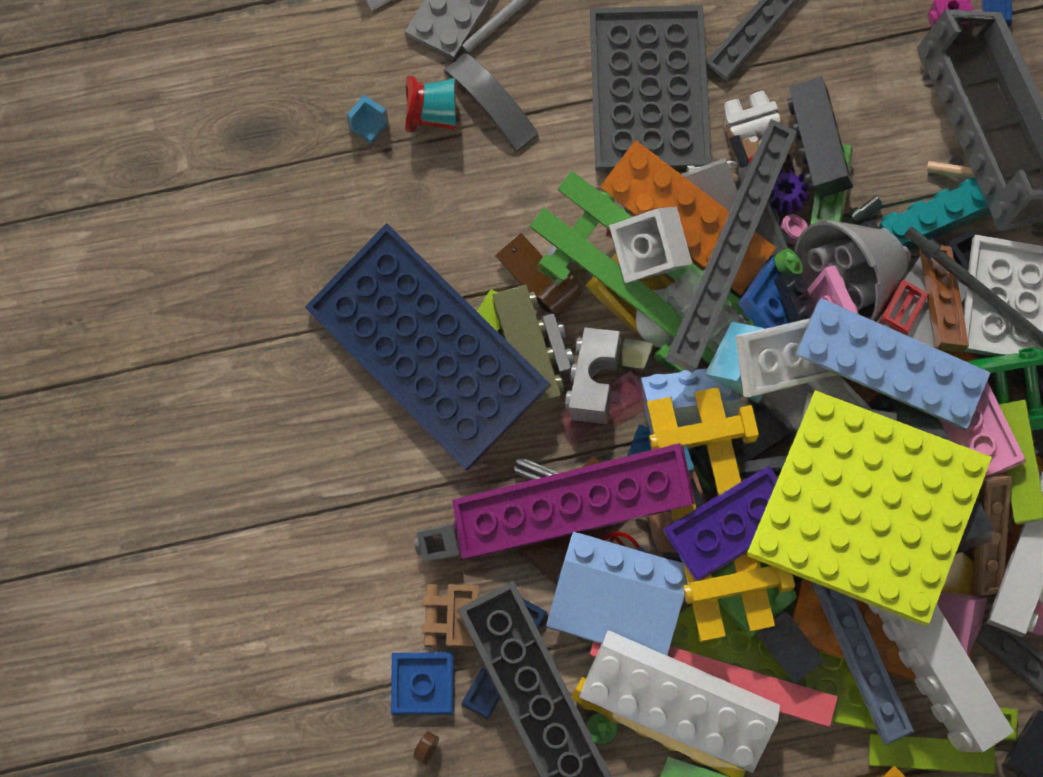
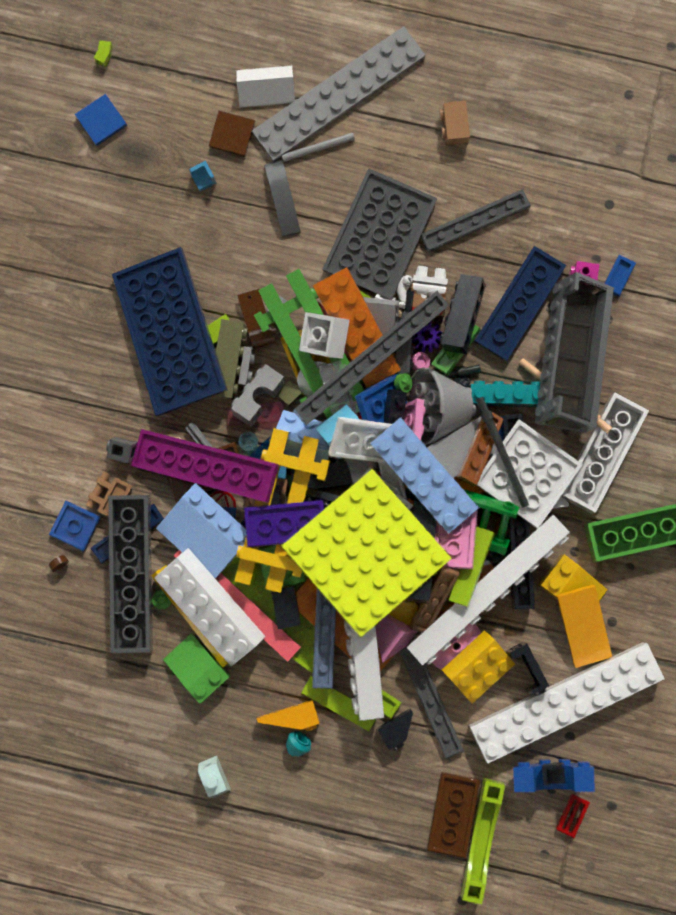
camera: 25 degrees right, 10 degrees up
(149, 21) = (103, 53): none -> lime piece
(187, 110) = (101, 119): none -> blue tile
(378, 48) = (231, 133): none -> reddish brown tile
(430, 104) = (242, 185): hat -> none
(614, 441) = (246, 440): none -> clear light blue wheel
(717, 142) = (403, 286): none -> white arm
(886, 92) = (520, 303): none -> dark blue plate
(895, 323) = (439, 452): red tile -> none

